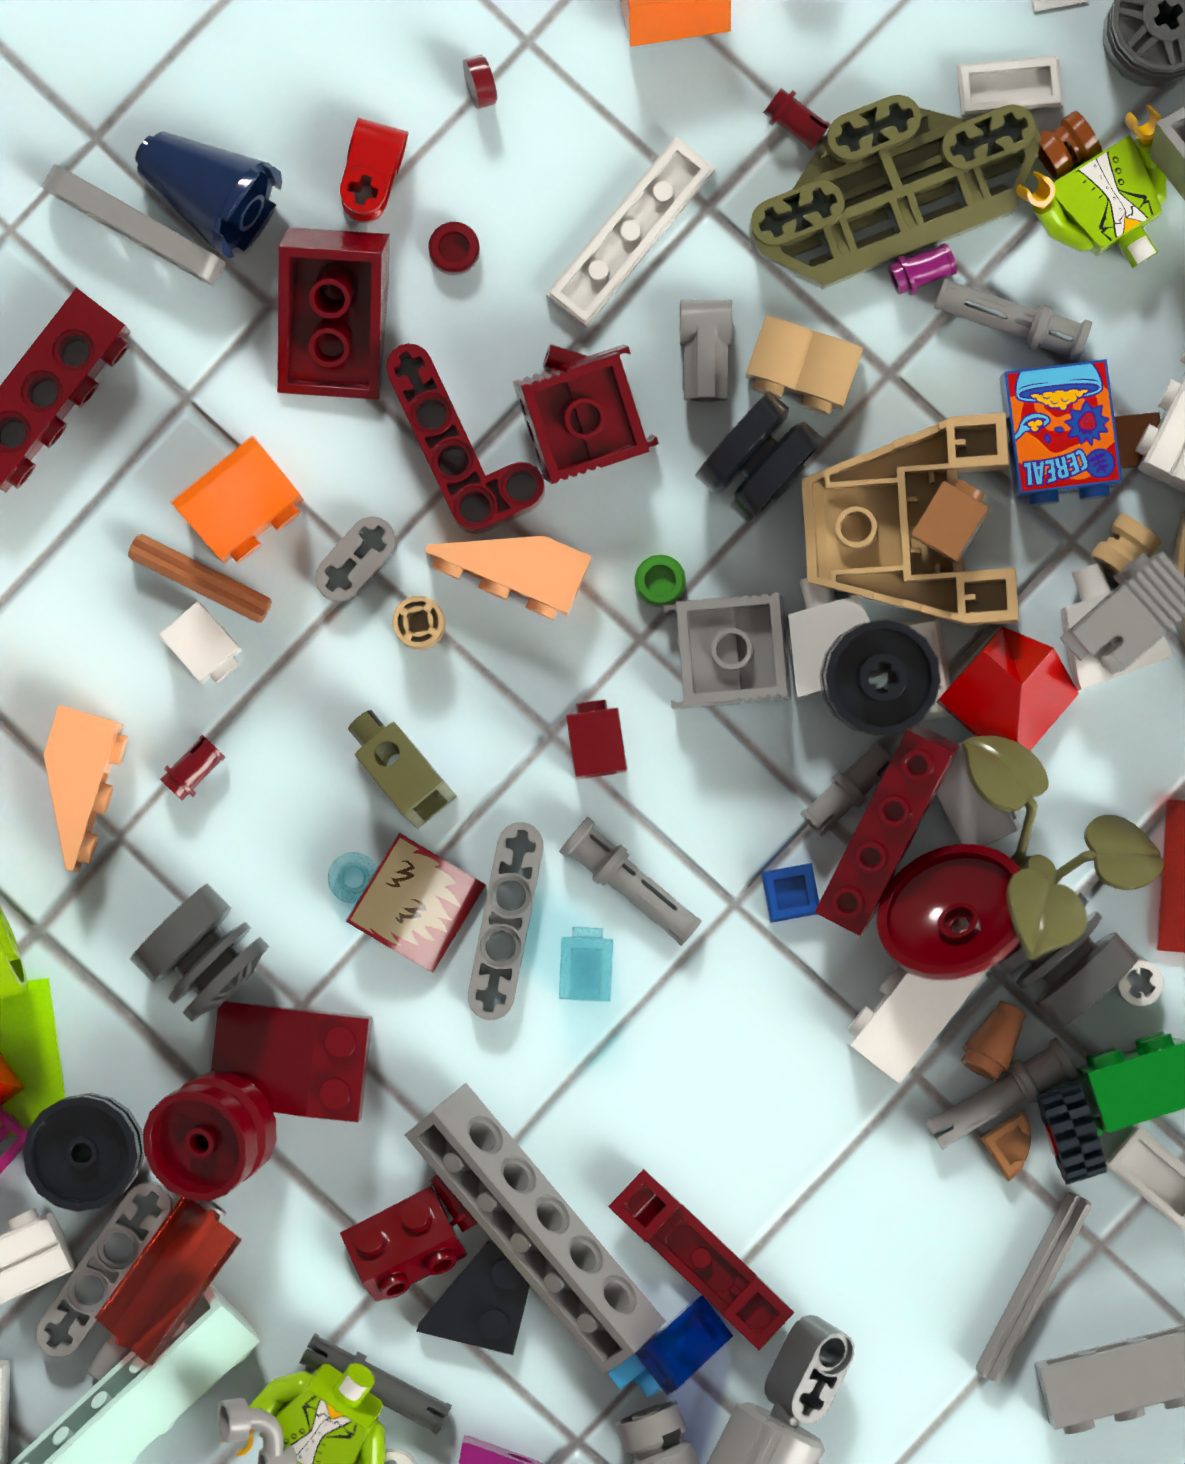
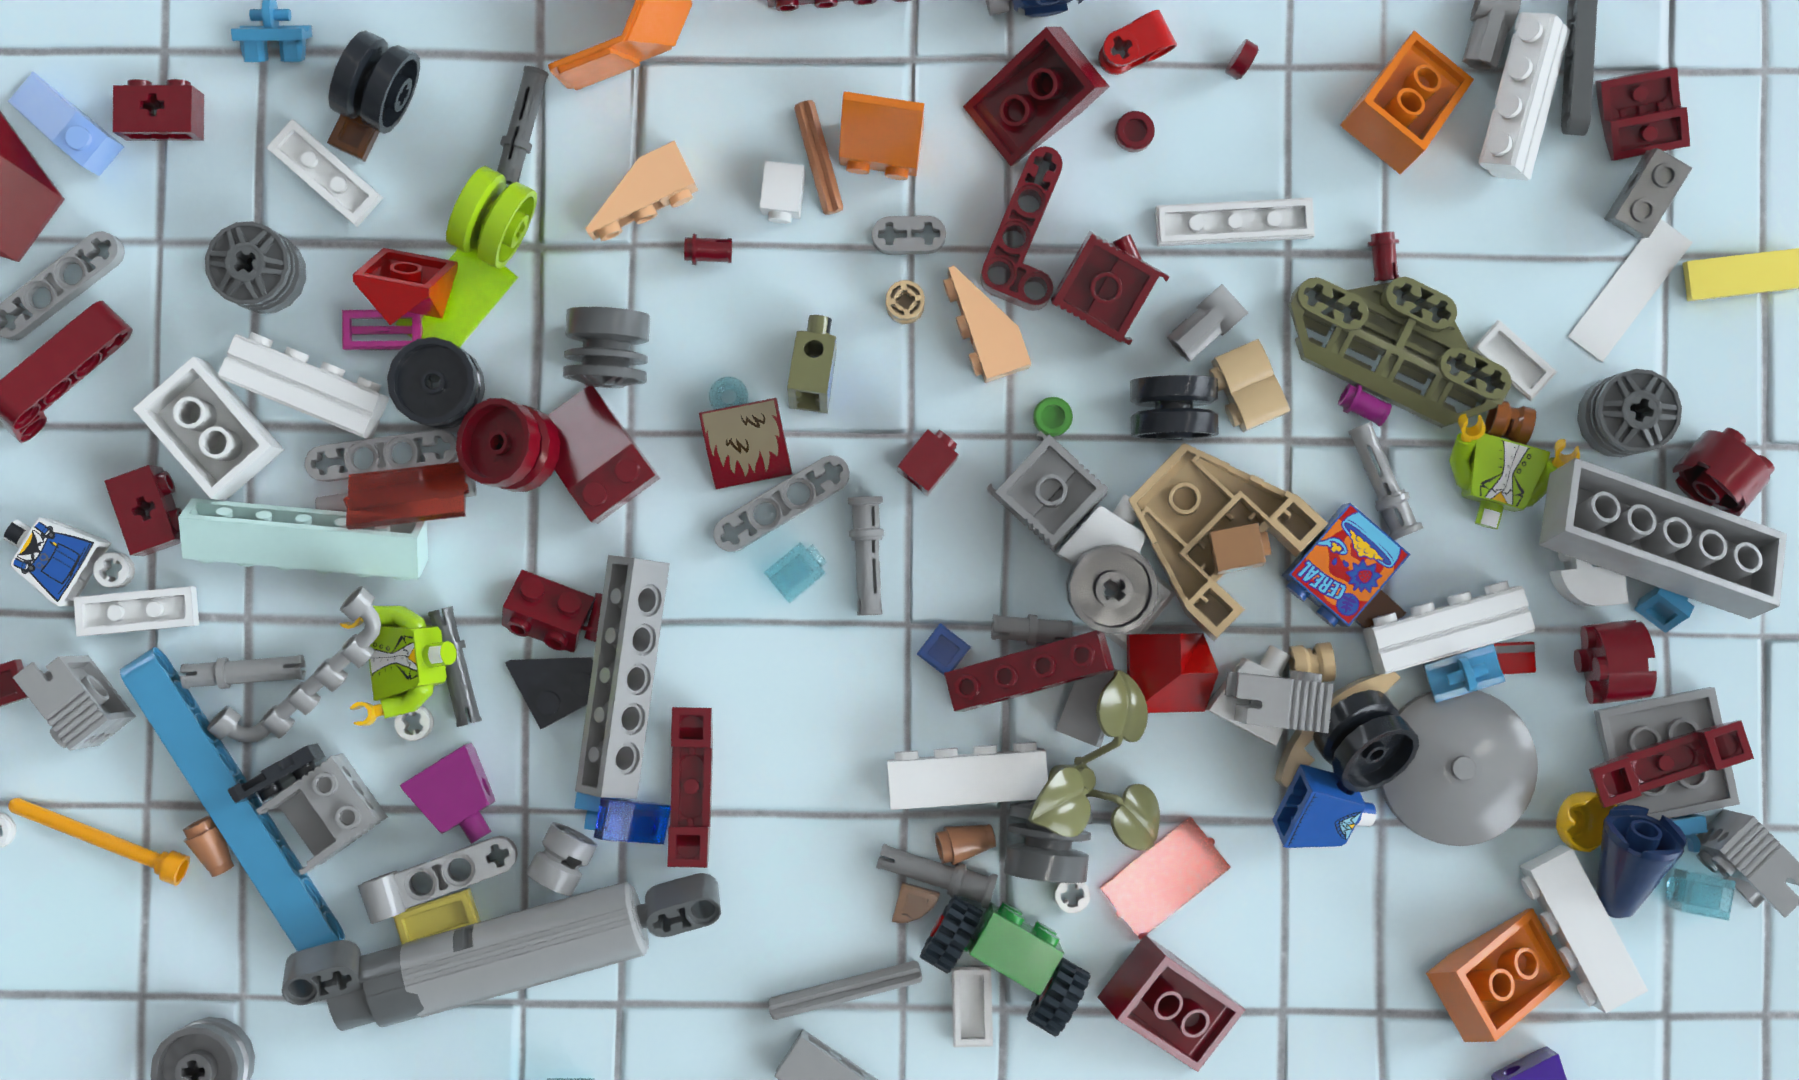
camera: 50 degrees right, 0 degrees up
(939, 898) = (1018, 737): dark red dish -> none

